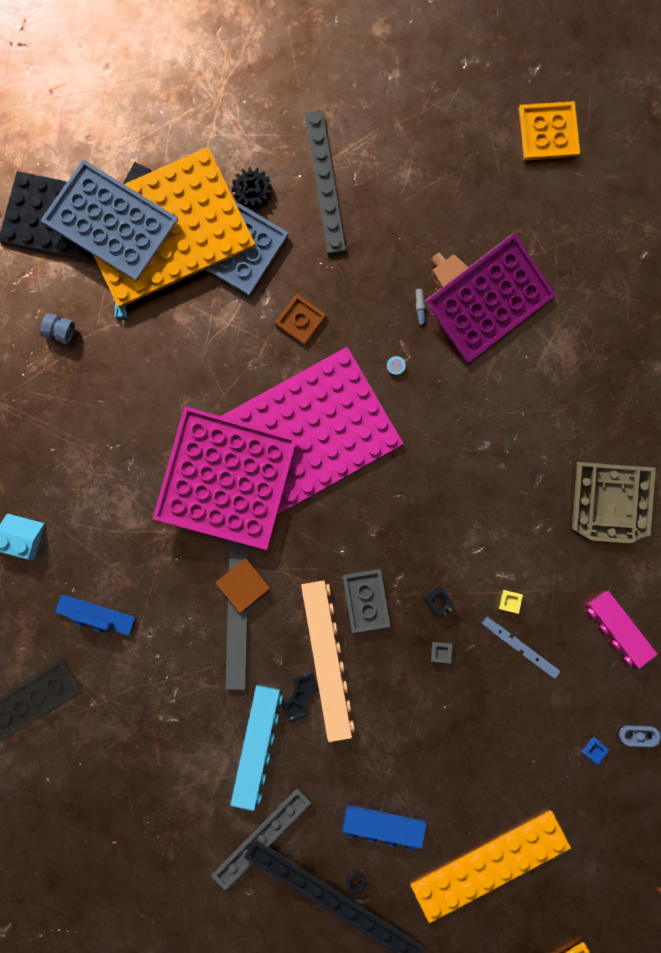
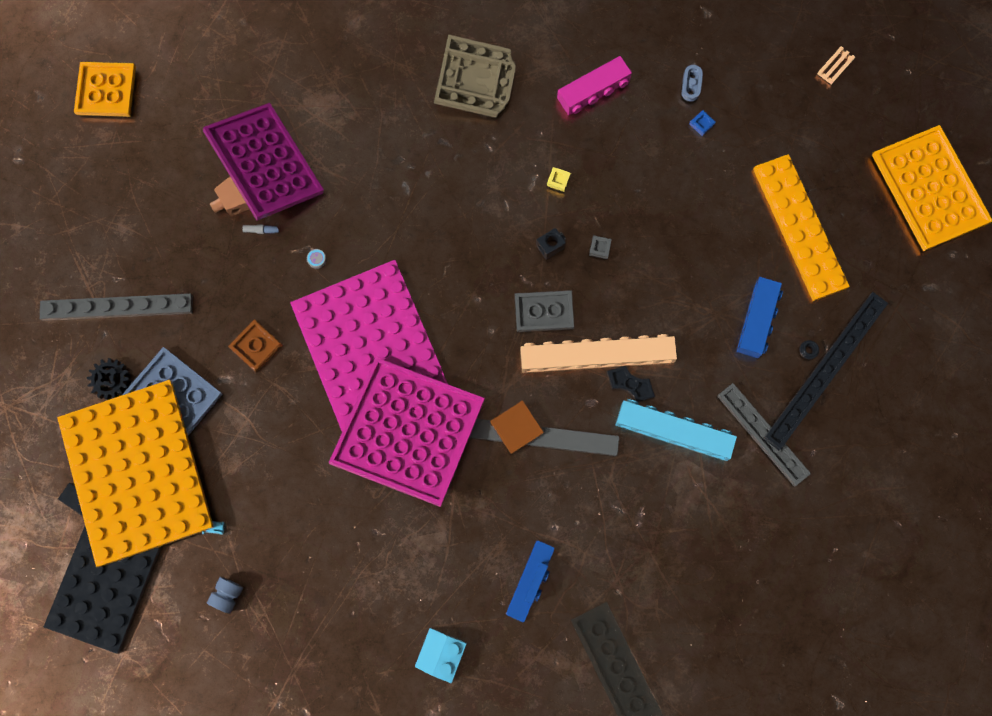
camera: 80 degrees left, 5 degrees down
(109, 220) = (117, 525): sand blue plate -> none
(518, 645) = (599, 179): sand blue piece -> none

